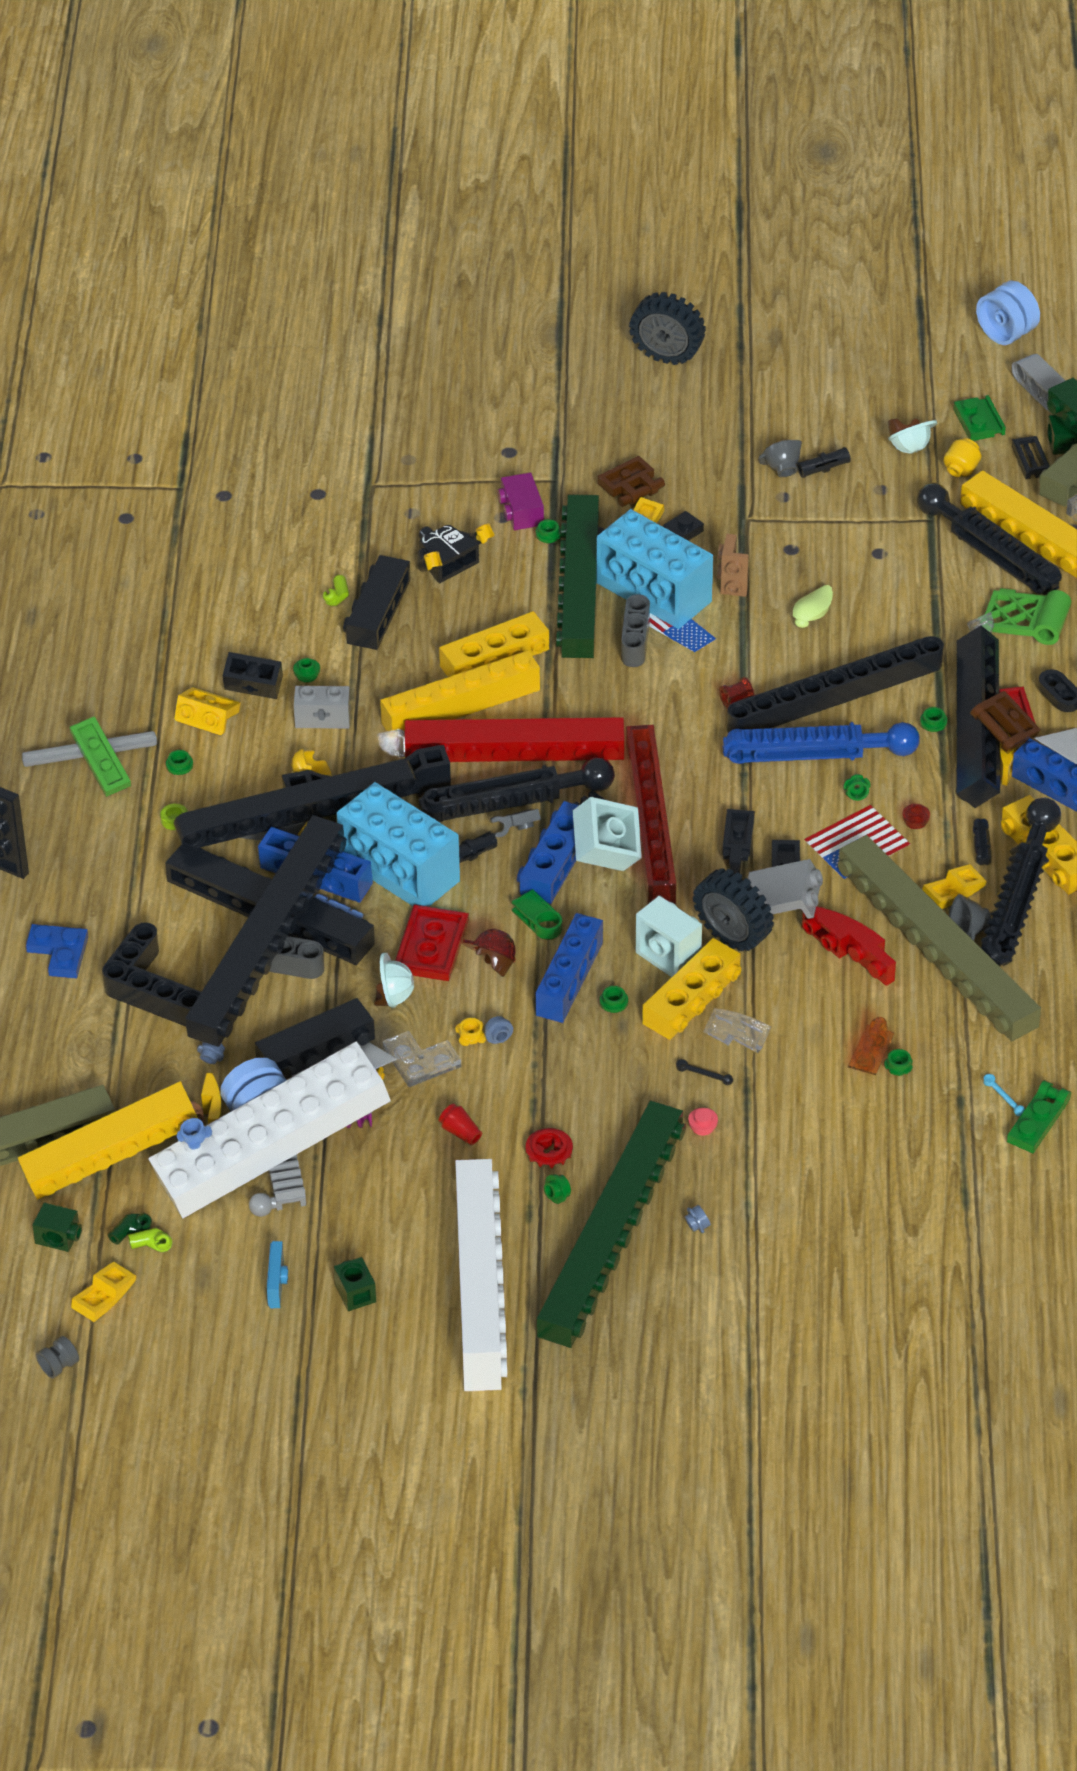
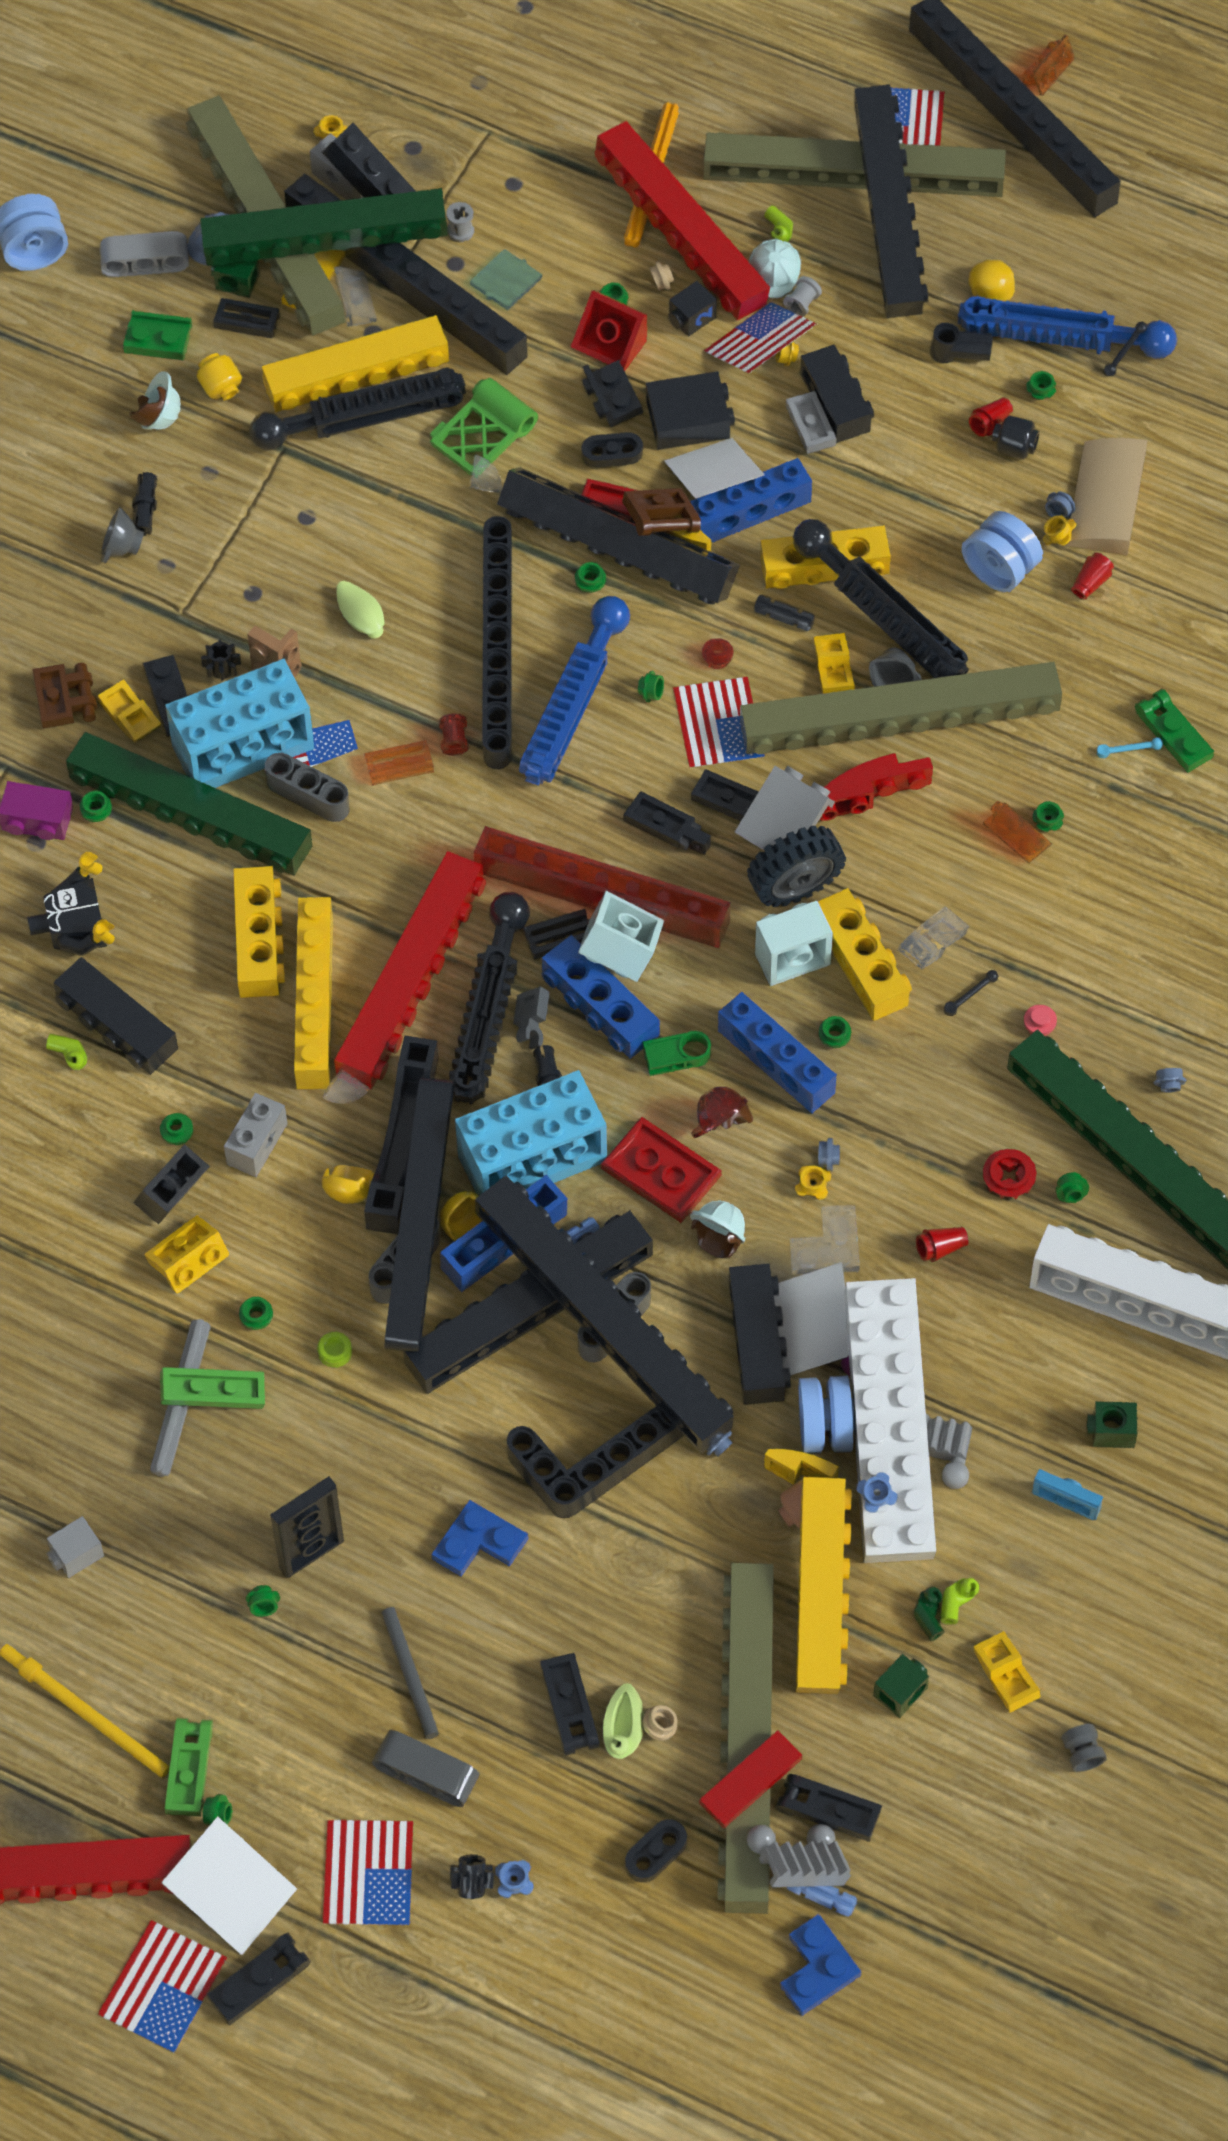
camera: 65 degrees left, 15 degrees up
(691, 677) = (400, 766): none -> clear orange tile
(712, 543) = (221, 660): none -> black gear

